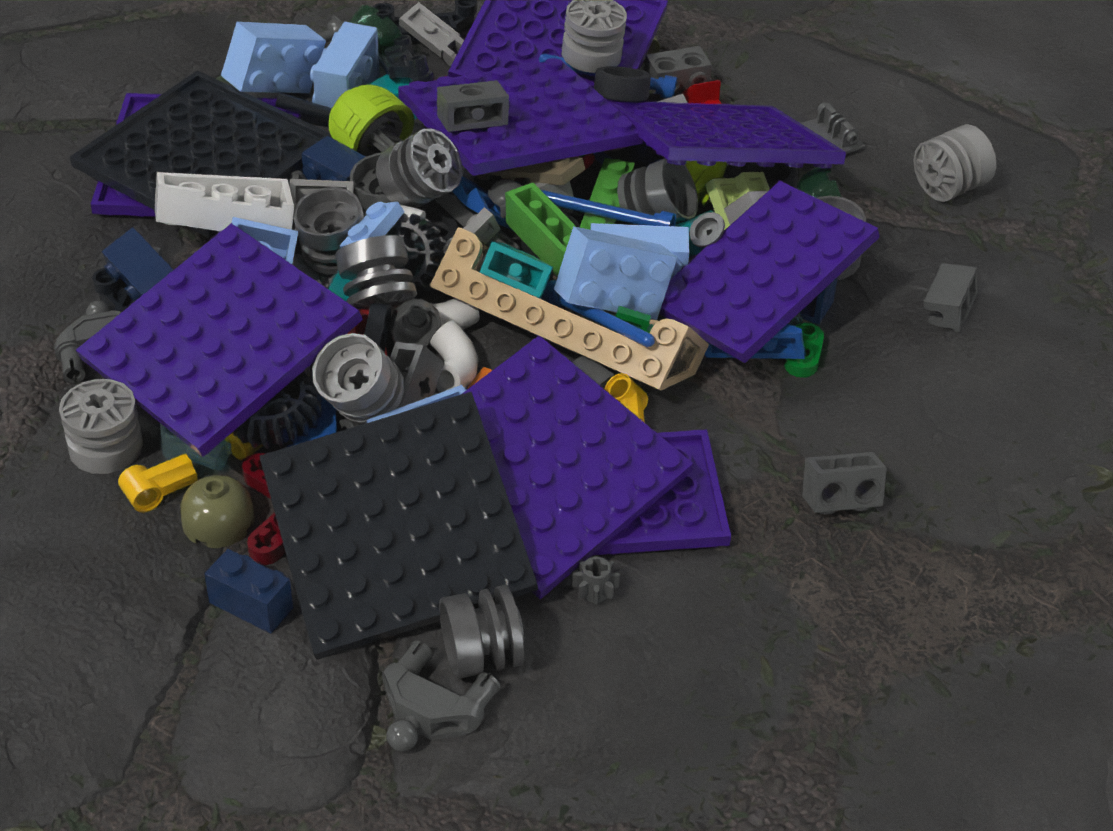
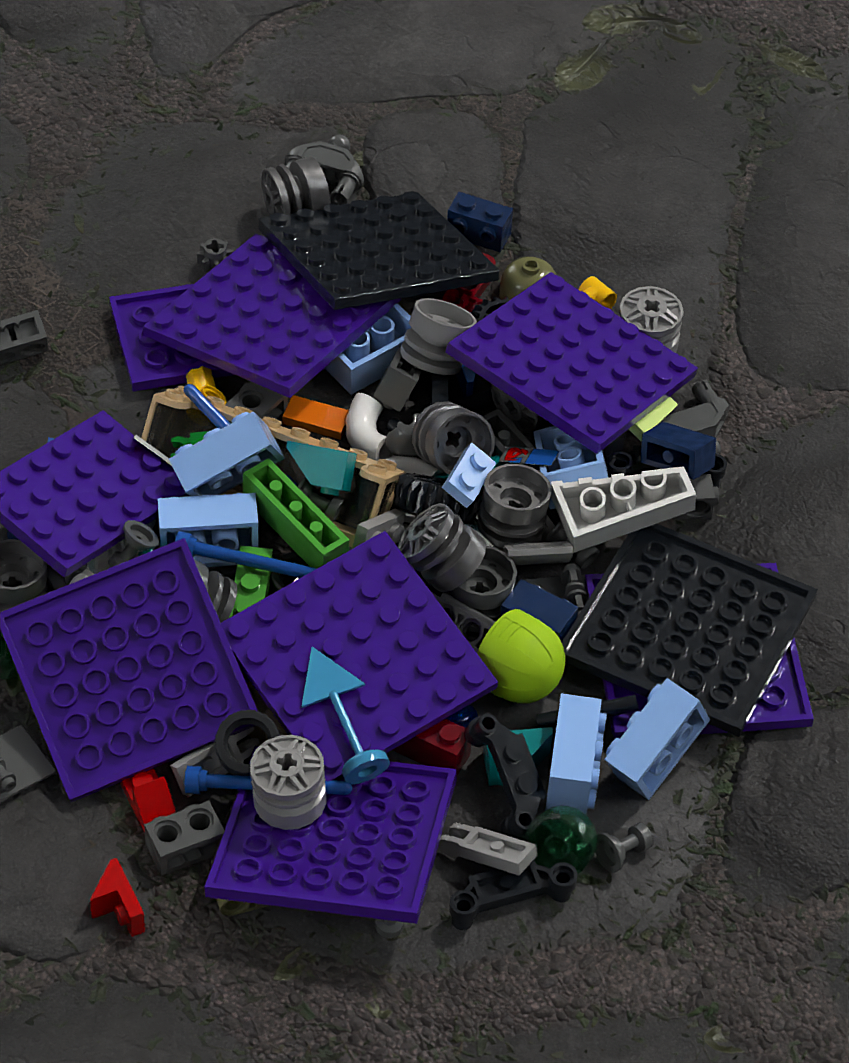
camera: 170 degrees right, 5 degrees up
(304, 263) = (529, 456): none -> sticker
(472, 105) = (410, 582): dark grey brick -> none
(531, 48) = (328, 680): none -> dark azure piece
(693, 315) = (152, 448): none -> white sticker
(731, 43) = (117, 895): none -> red slope

